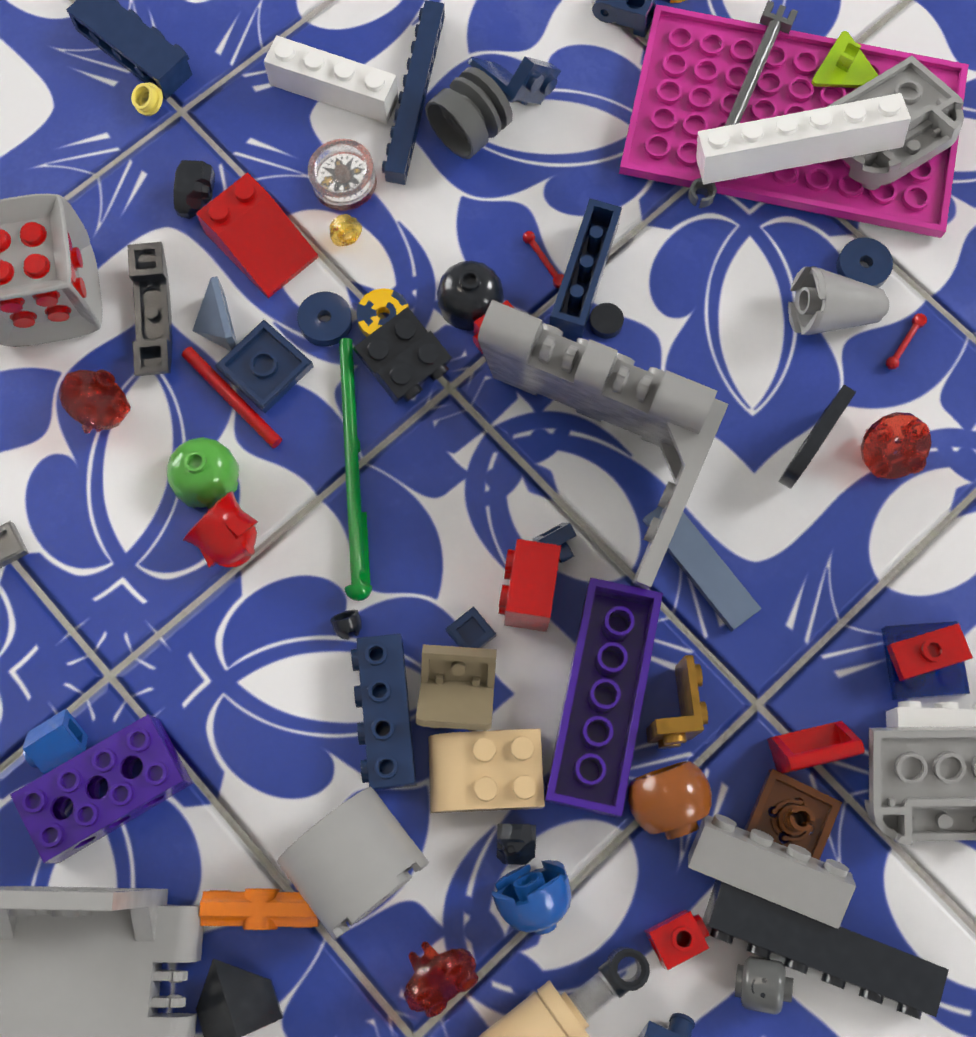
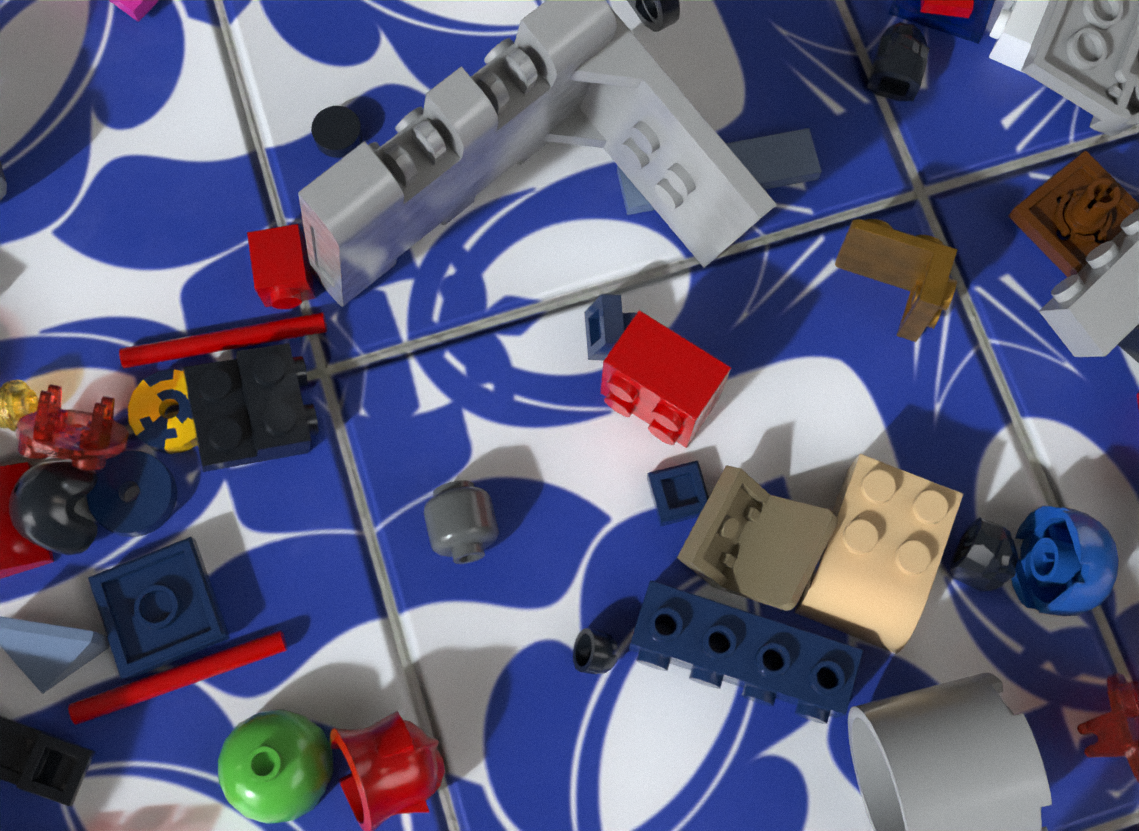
camera: 65 degrees left, 0 degrees up
(293, 273) = (45, 503): none -> black helmet
(339, 267) = (70, 433): none -> clear red plate
(357, 520) = (488, 588): green bar -> none
(390, 508) = (460, 521): none -> dark grey head
(441, 323) = (223, 340): none -> red bar
(467, 293) = (206, 283): black cylinder -> none
(529, 238) = (246, 164): red hinge -> none
(585, 268) = (251, 111): dark blue brick -> none
(603, 698) = (847, 360): dark purple brick -> none
(670, 799) = (1009, 339): dark orange wheel -> none
(814, 747) = (1009, 148): red tile -> none
(844, 649) = (899, 63): none -> black rock

